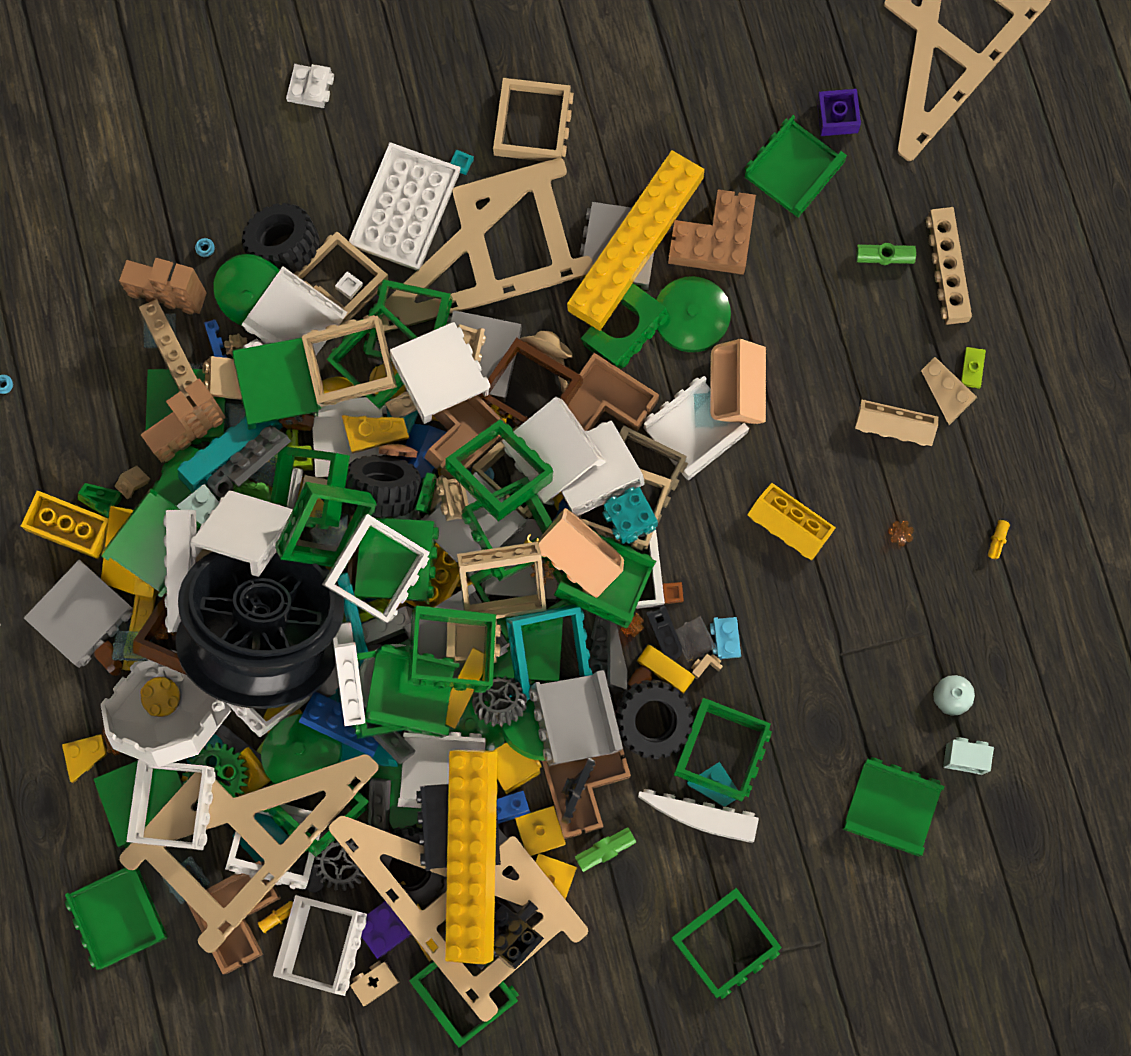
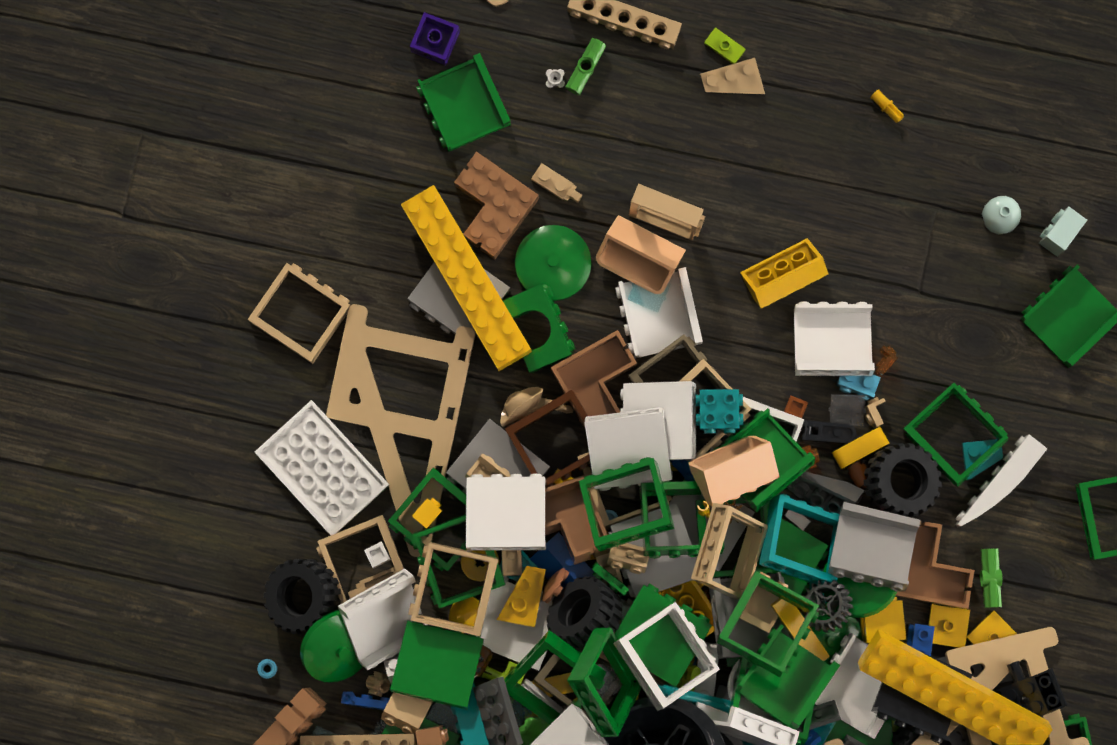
camera: 65 degrees left, 5 degrees up
(310, 85) = (159, 497): white plate -> none
(407, 307) = (427, 512): none -> yellow brick
(462, 160) = (304, 395): teal tile -> none
(569, 647) = (797, 519): none -> light grey piece
(573, 789) = (935, 577): black wheel -> none
(753, 595) = (833, 339): none -> white panel
(754, 653) = (884, 364): none -> clear orange bracket
(765, 281) = (556, 184): none -> tan hinge
(788, 381) = (666, 212): none -> tan window
(862, 228) = (555, 73): none -> white plate
(896, 423) = (743, 137): tan brick -> none
(901, 532) = (839, 184): clear orange plant -> none

